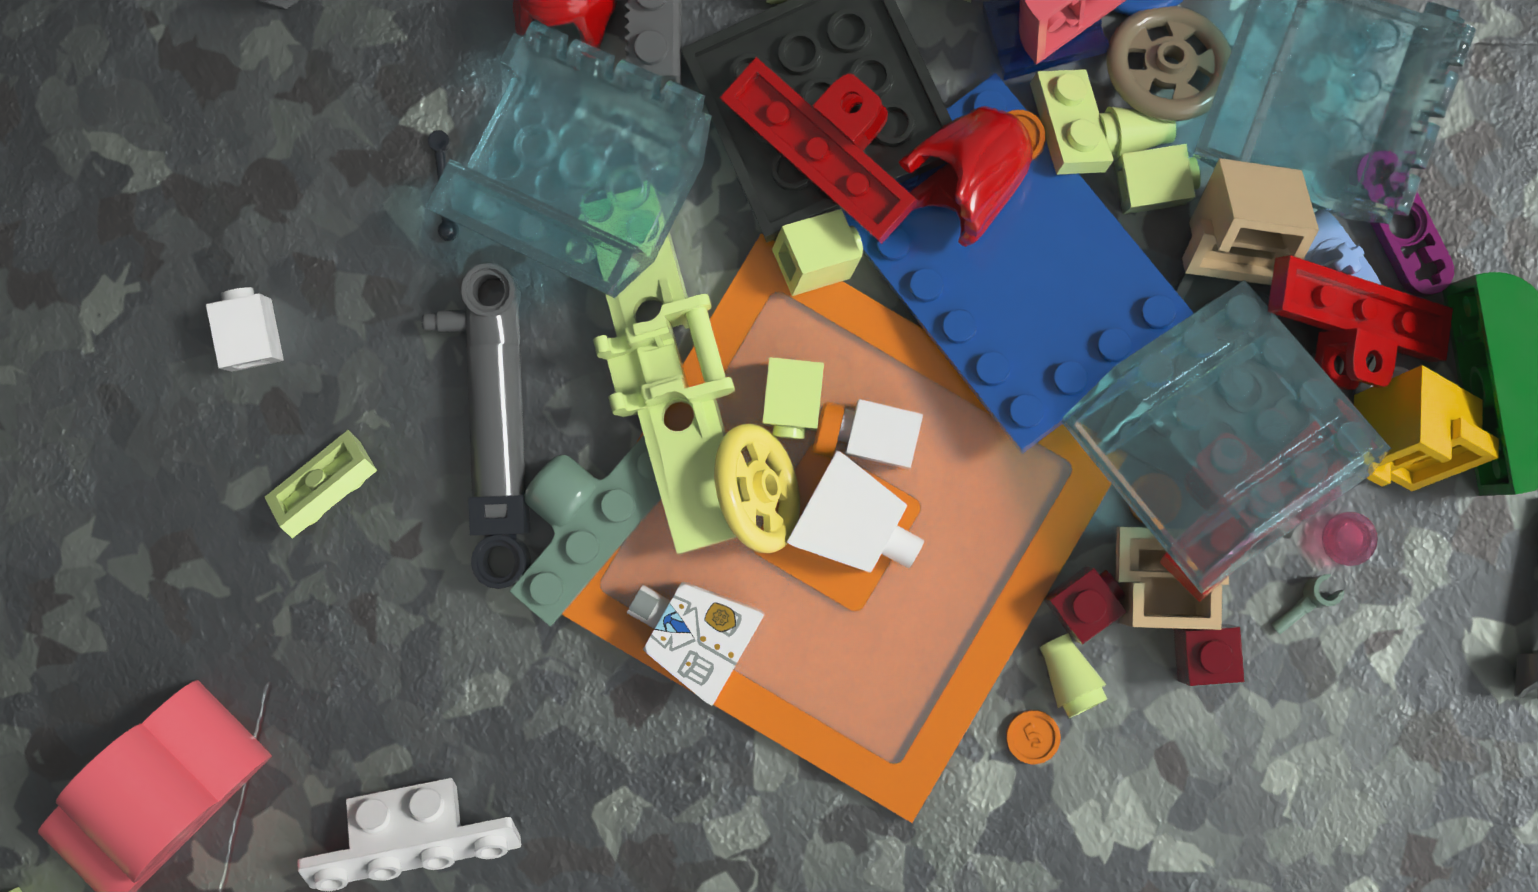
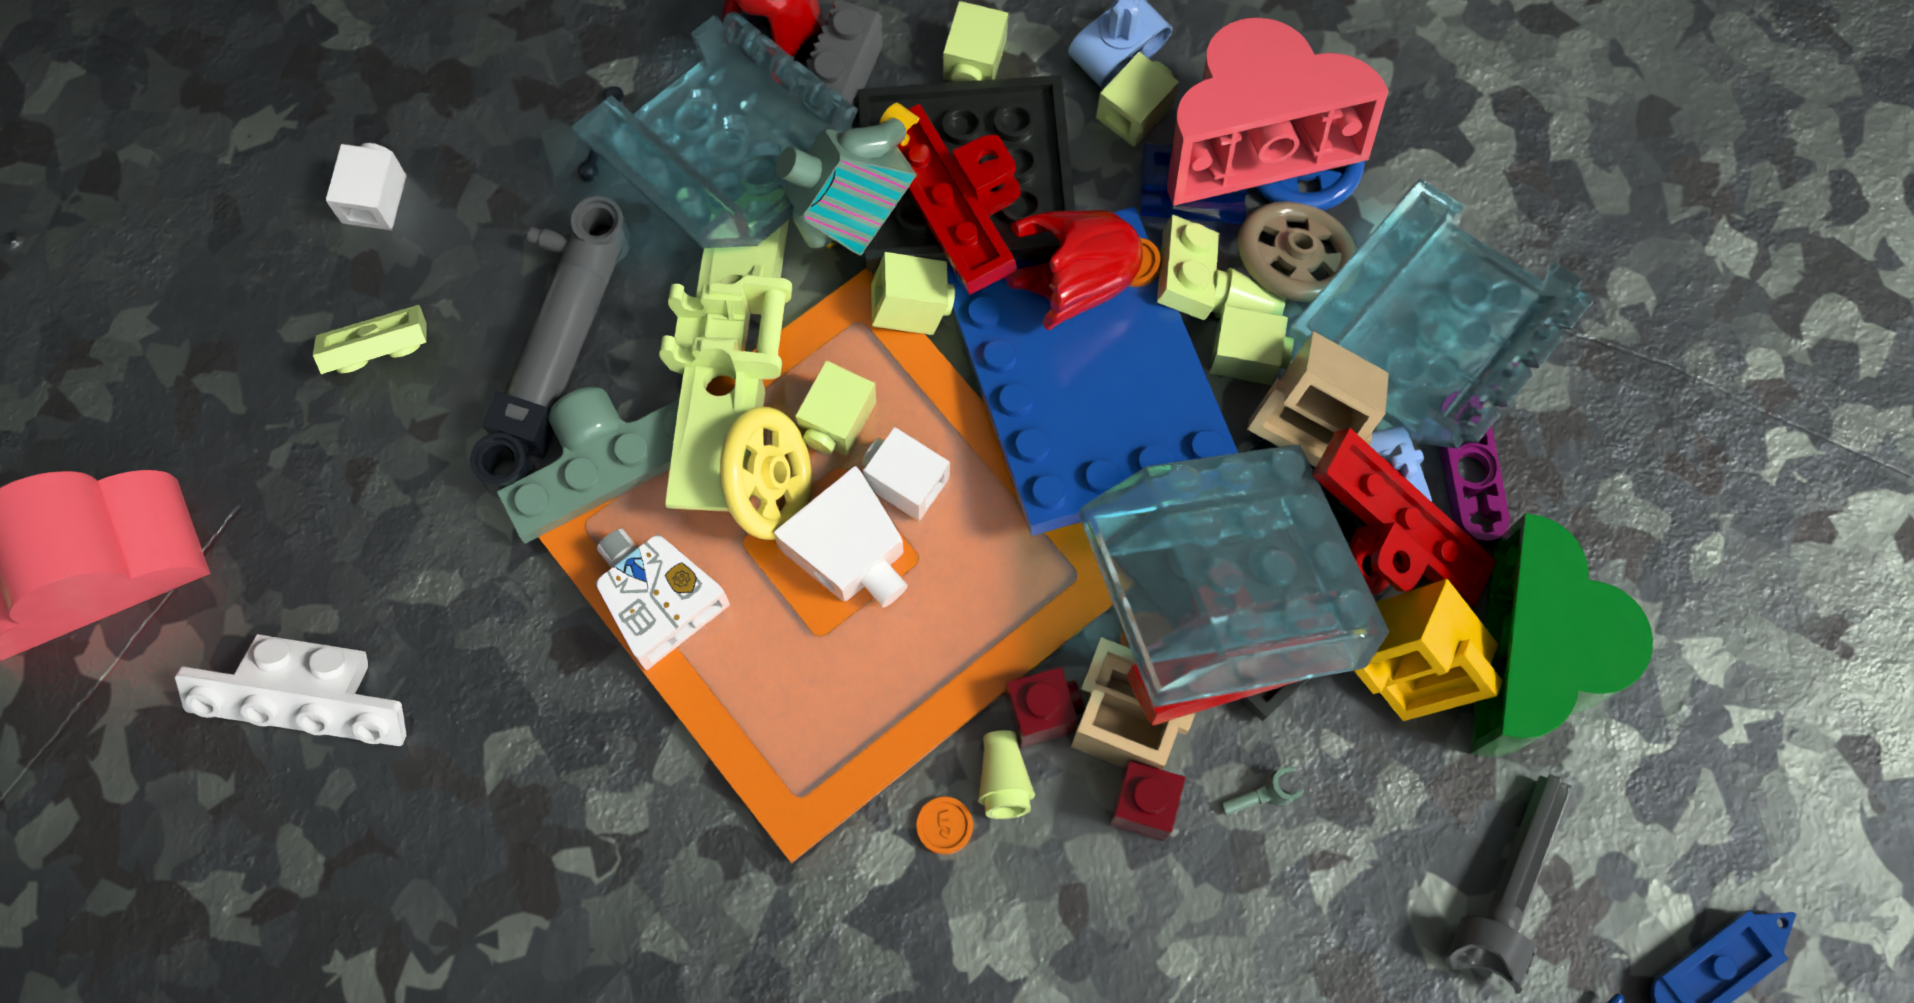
camera: 15 degrees right, 15 degrees down
(727, 172) = (848, 181): none -> sand green torso
(828, 429) = (855, 448): orange tile -> none
(1349, 538) = (1326, 744): clear pink plate -> none

